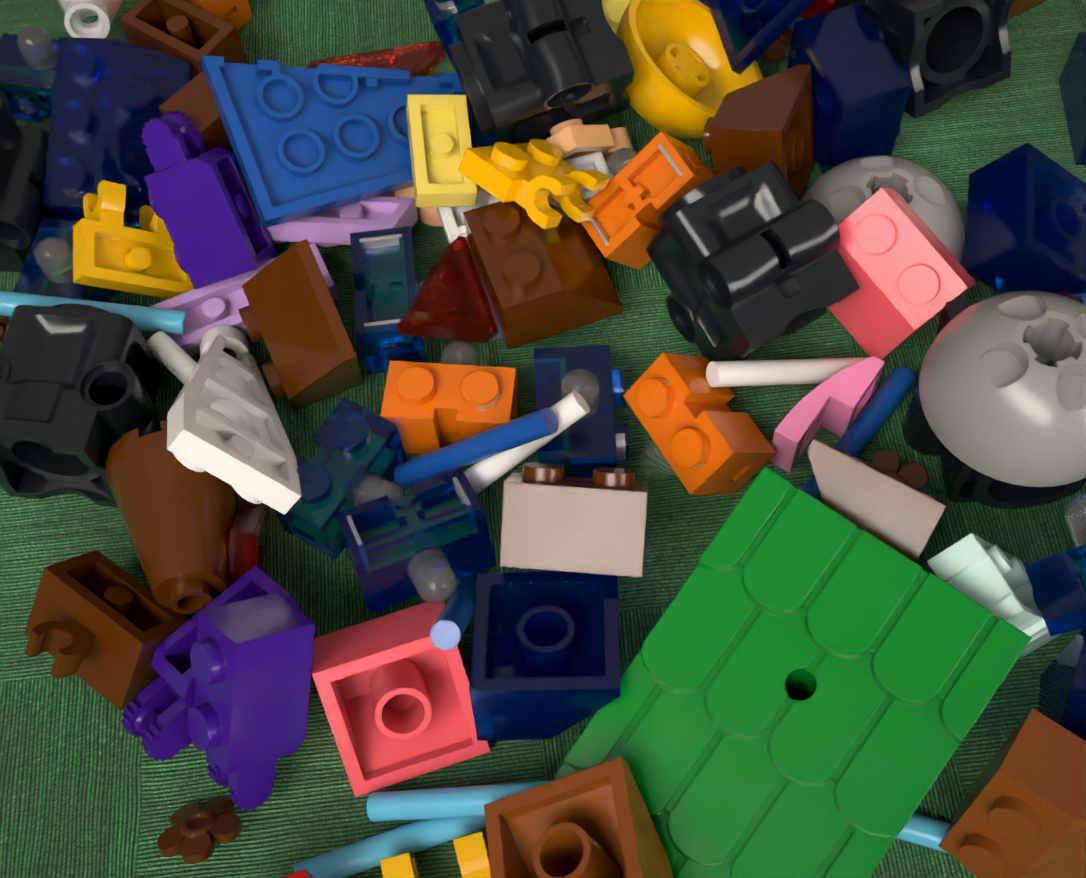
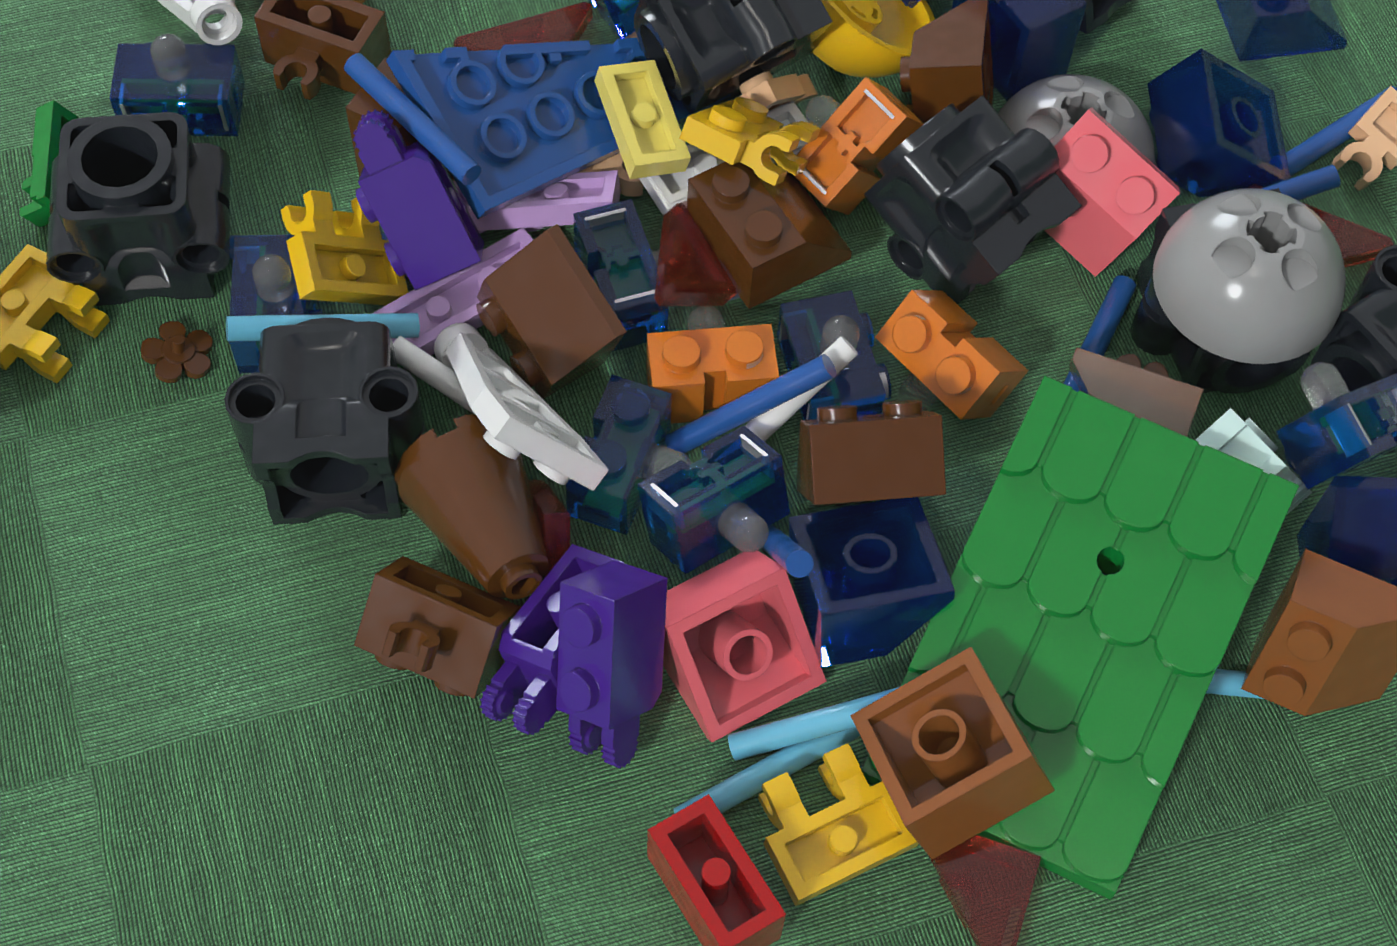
camera: 20 degrees left, 0 degrees up
(96, 120) = (284, 131): clear blue slope -> none
(197, 830) = (578, 793): reddish brown plant -> none
(212, 124) = (412, 119): none -> blue bar
(775, 371) = (1026, 293): white bar -> none
(830, 406) = (1063, 324): bright pink slope -> none

